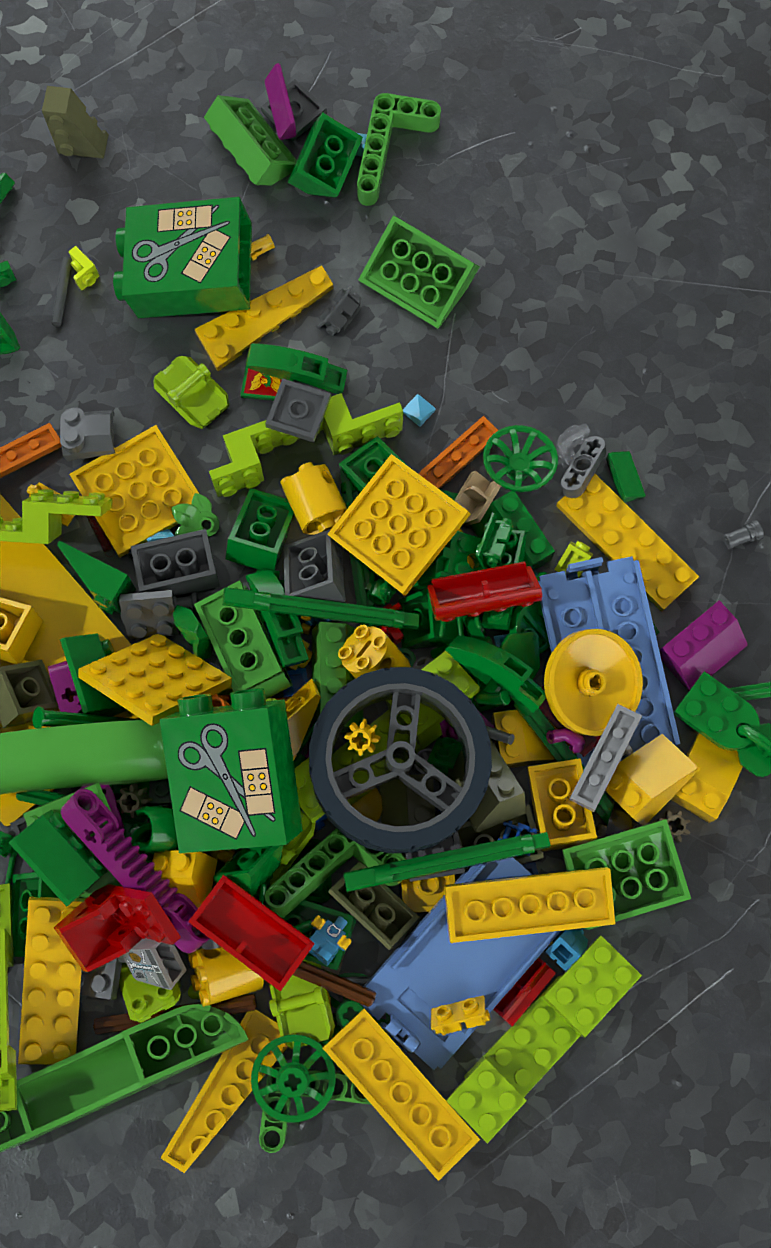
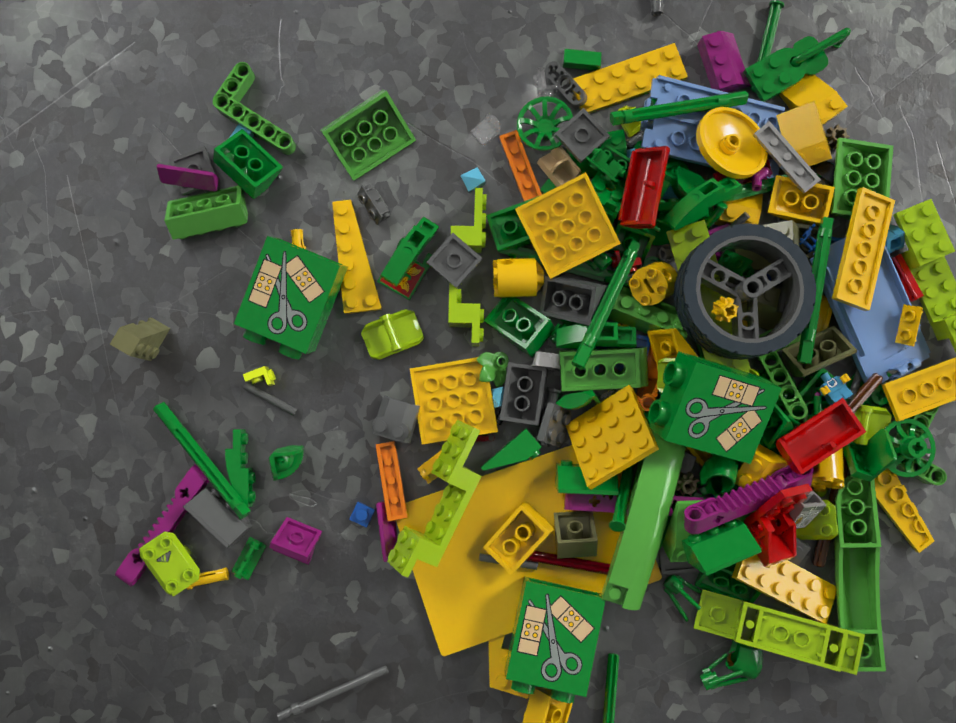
camera: 65 degrees left, 10 degrees up
(224, 570) = (548, 360): none -> light grey piece
(252, 1023) = (871, 459): none -> green bracket
(484, 399) = (486, 130): none -> clear bracket
(521, 500) = (581, 135): none -> dark grey plate
(607, 600) = (678, 108): none -> green piece

